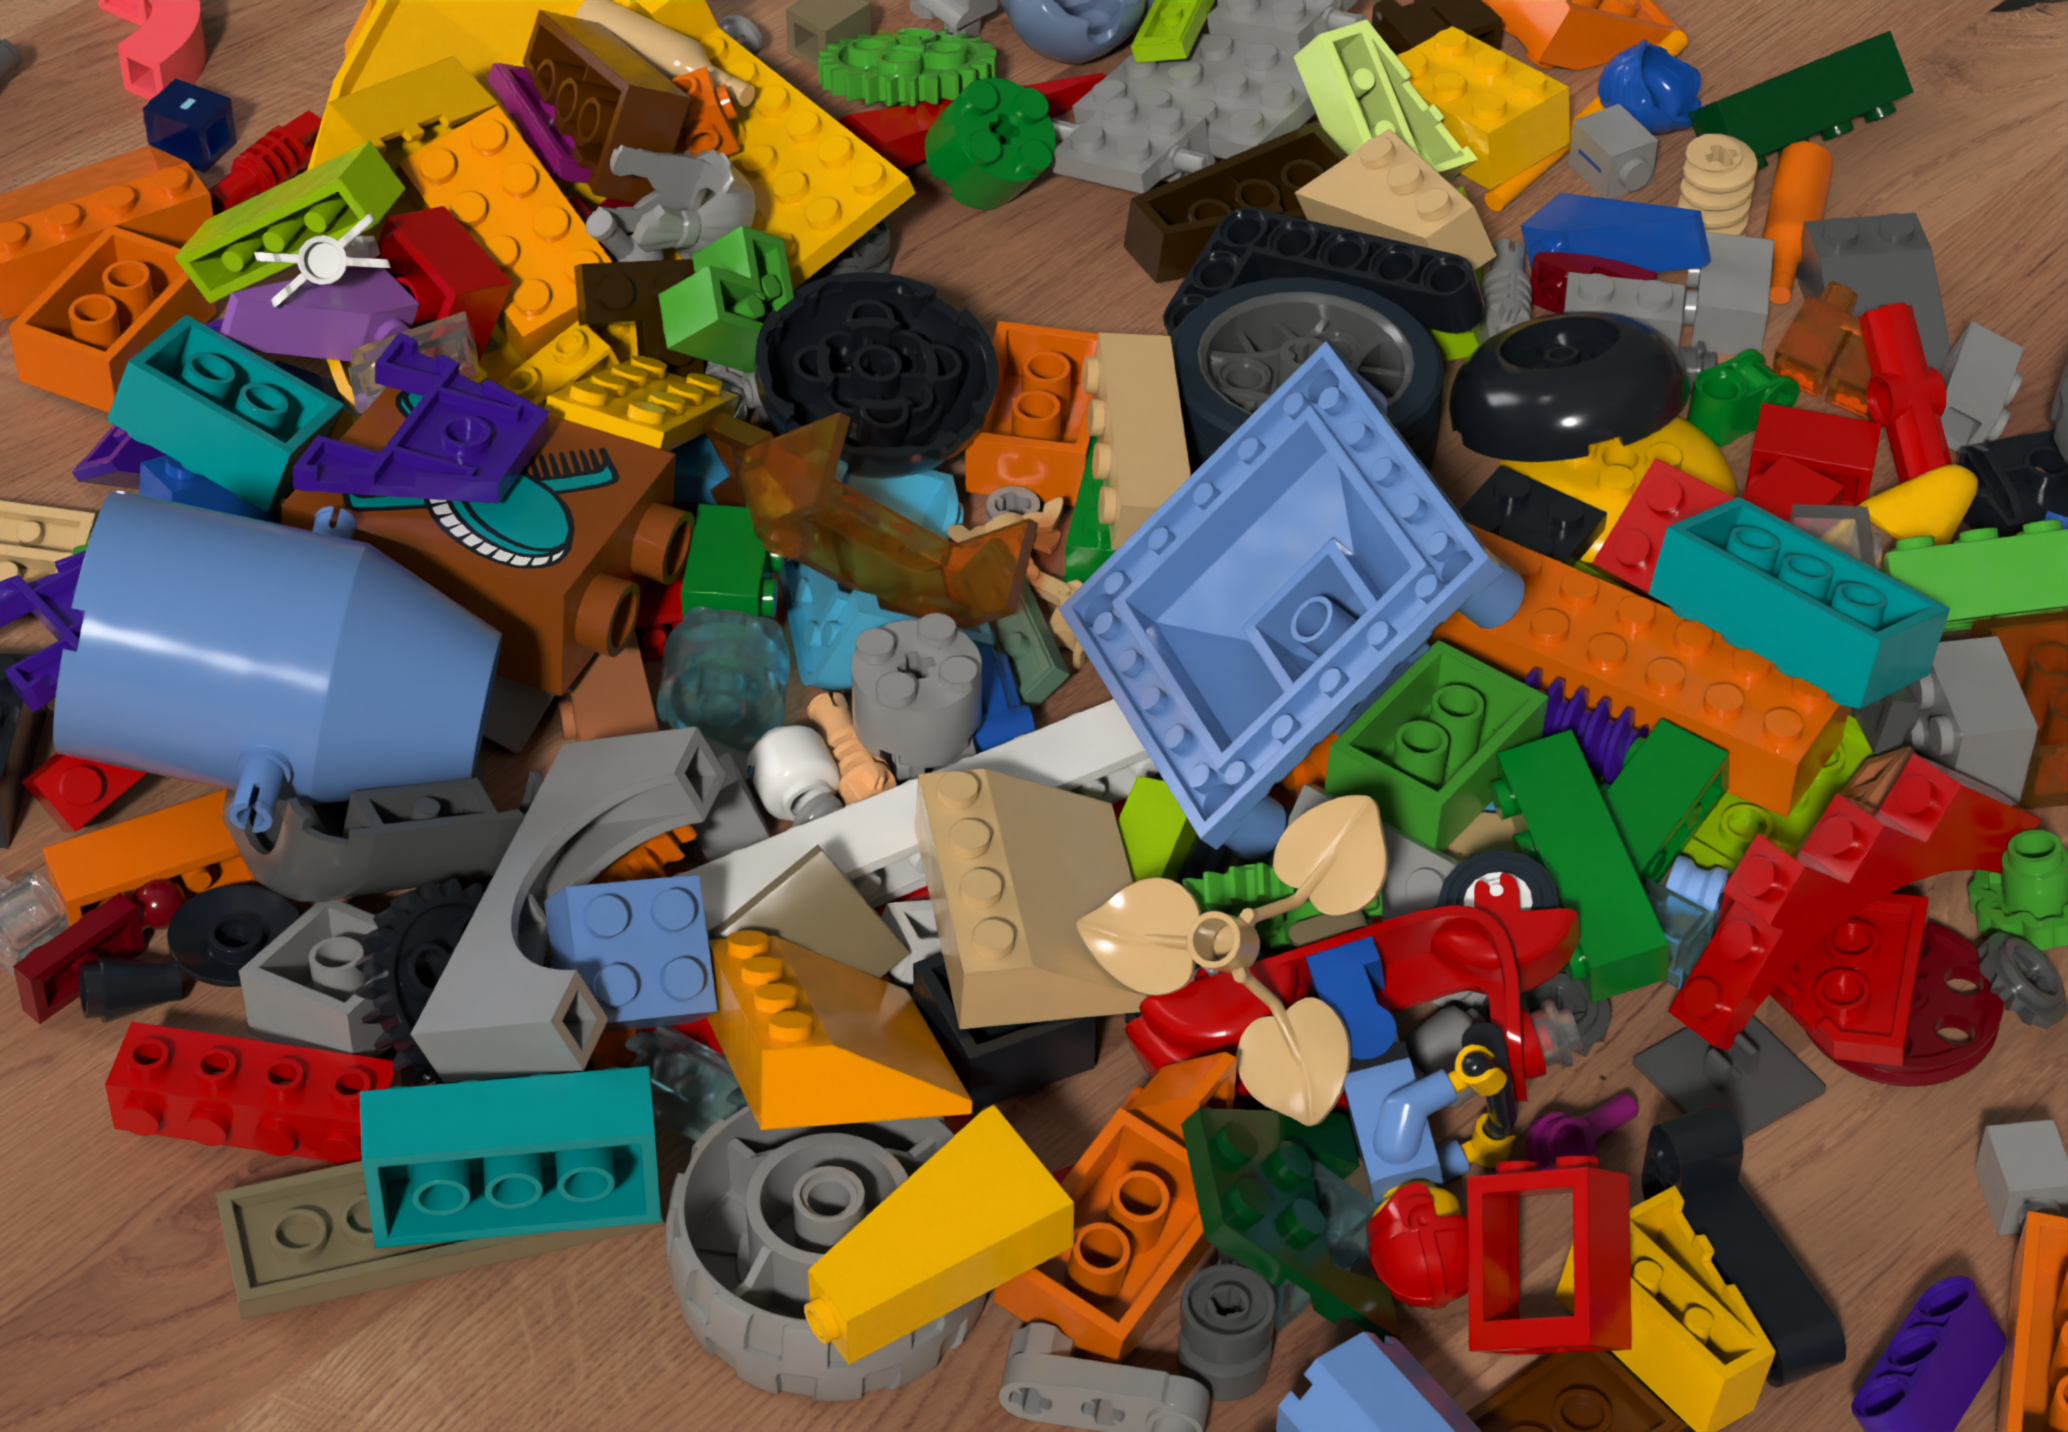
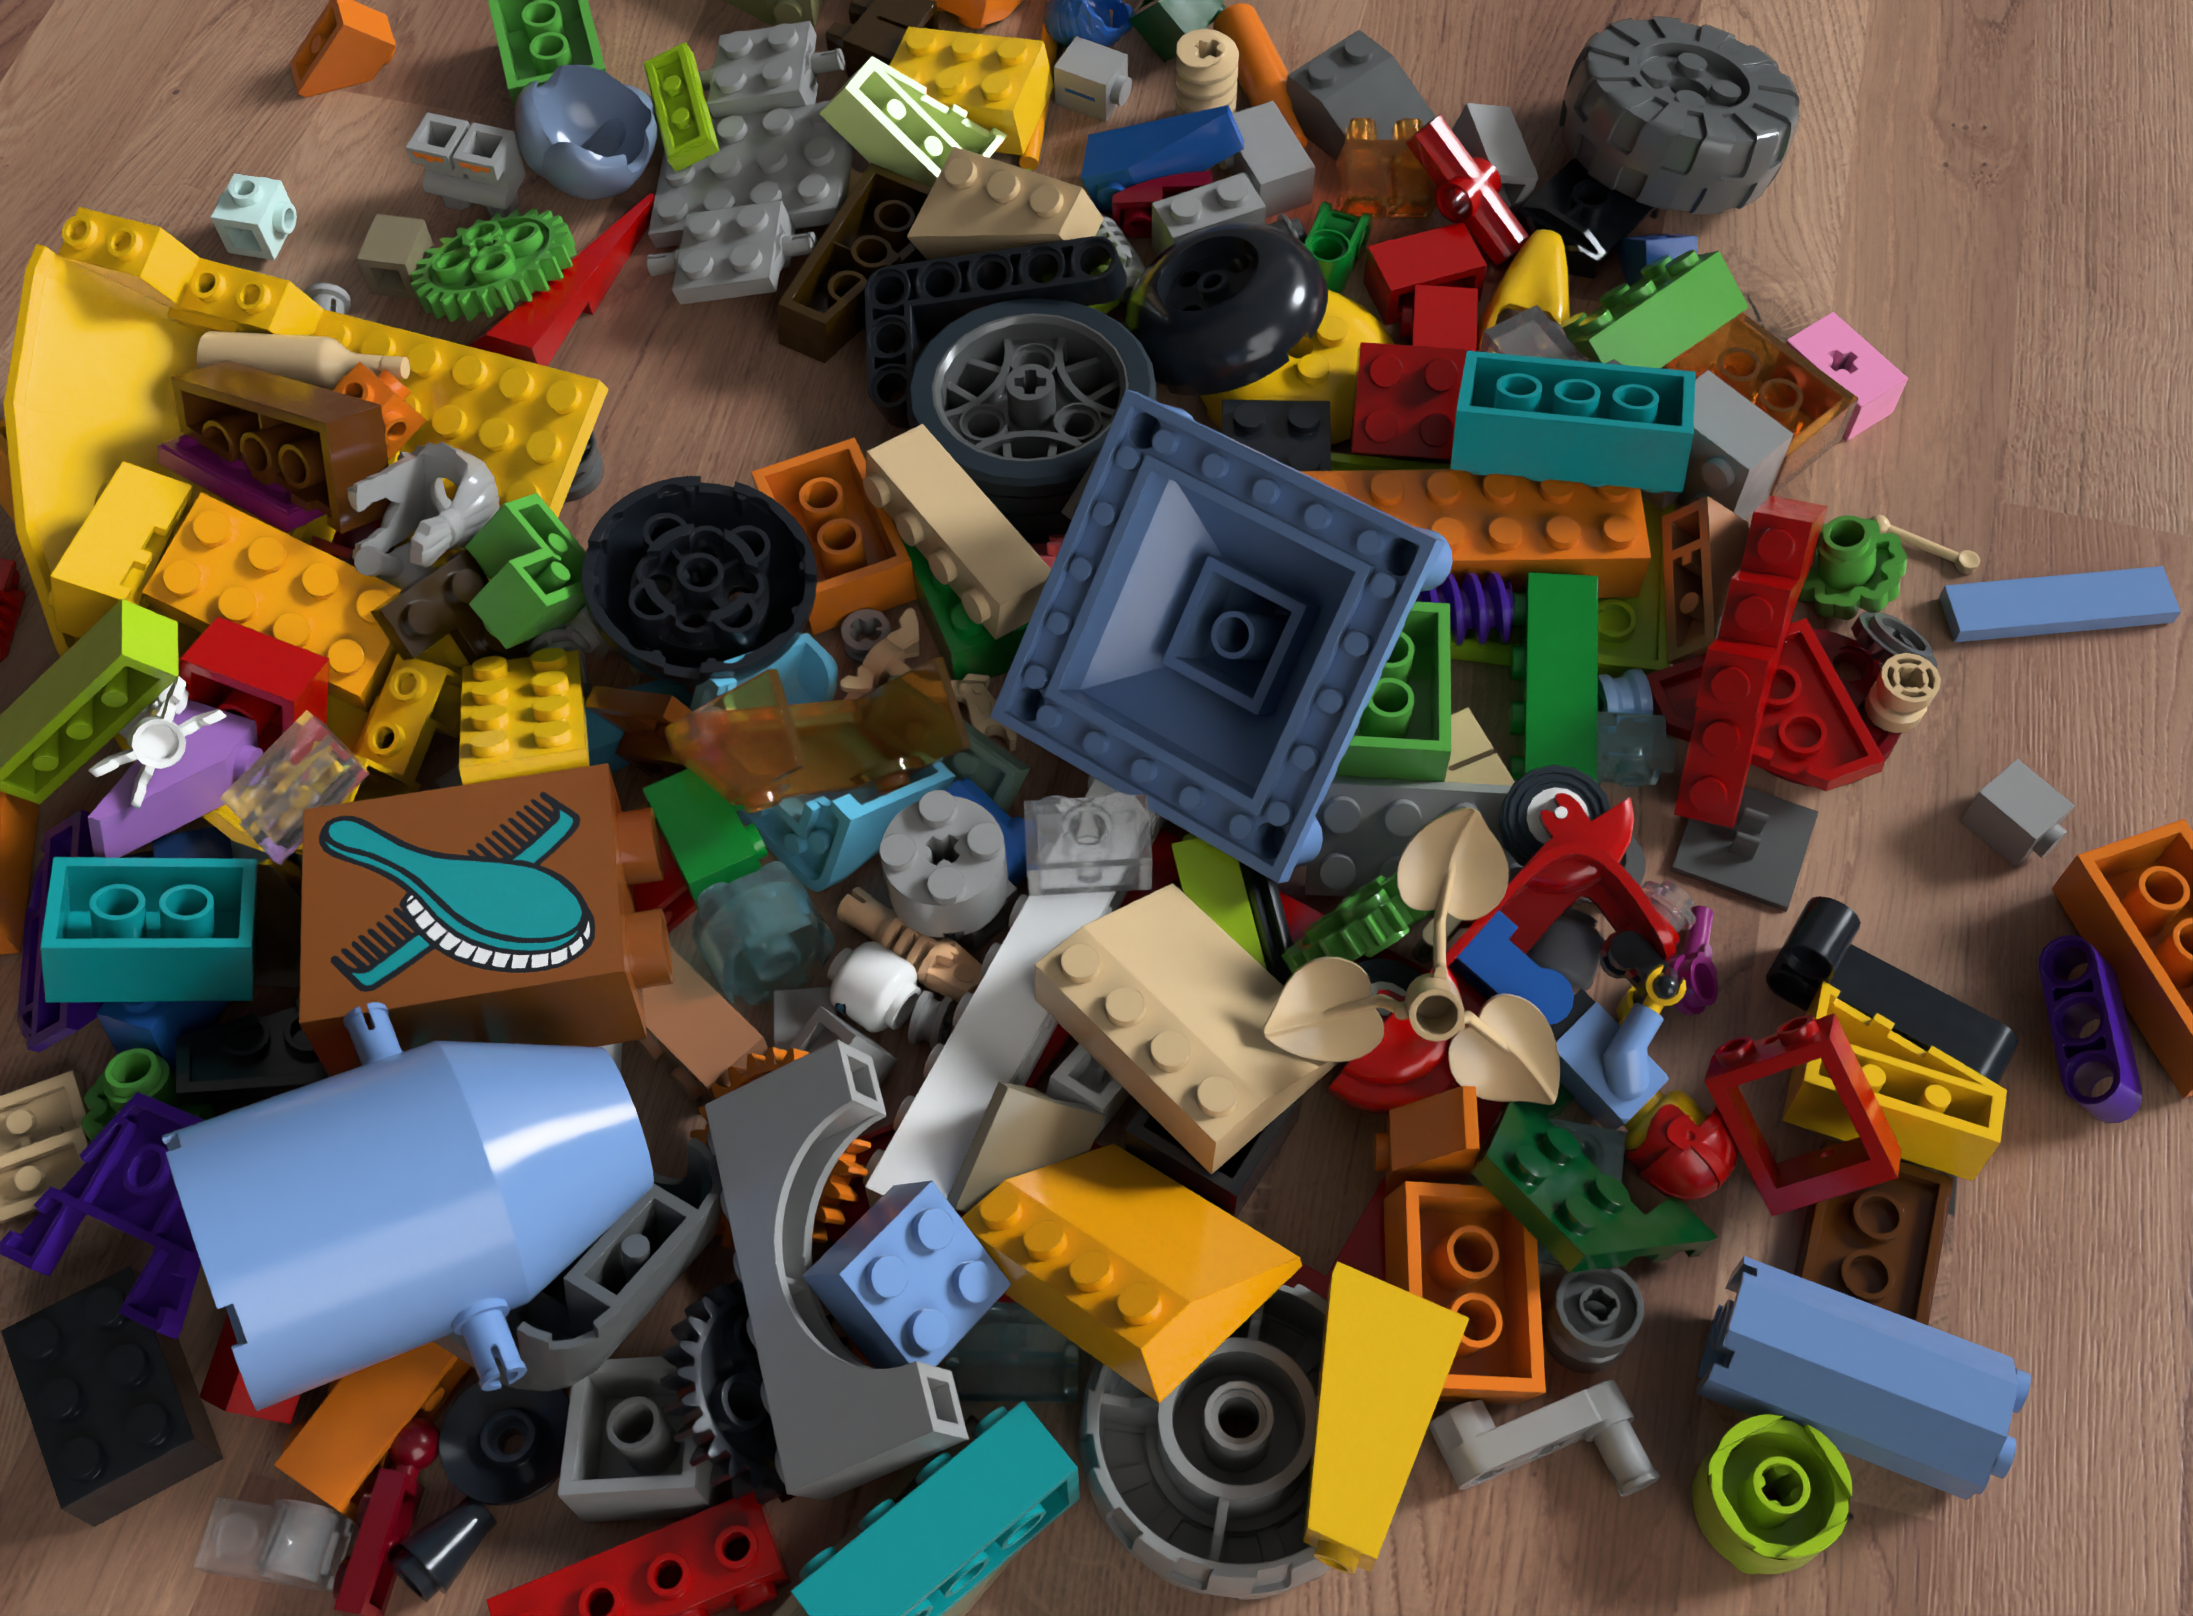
camera: 30 degrees left, 15 degrees up
(452, 446) = (420, 873): dark purple wing -> none
(991, 142) = (618, 304): green brick -> none
(1053, 730) = (1112, 863): none -> clear brick
(1572, 835) = (1552, 723): green brick -> none
(1981, 1010) = (1902, 692): none -> tan wheel

